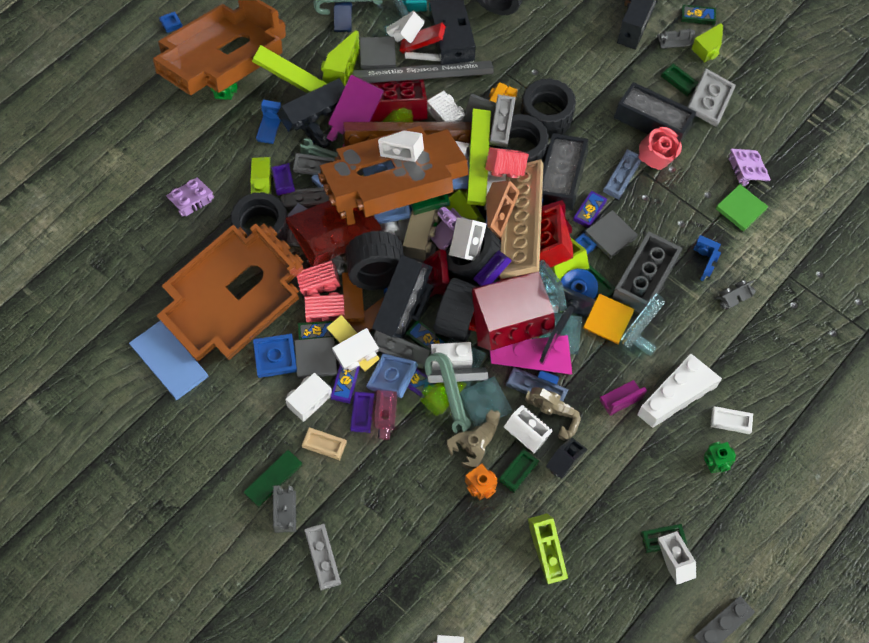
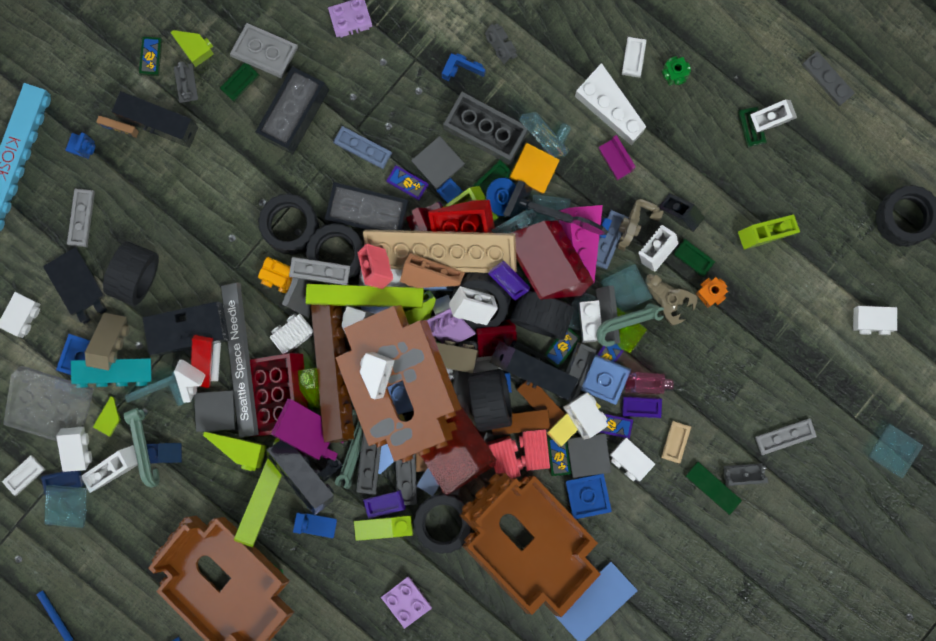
camera: 85 degrees left, 20 degrees up
(659, 148) = (337, 107): coral brick -> none
(741, 207) = (399, 29): bright green tile -> none

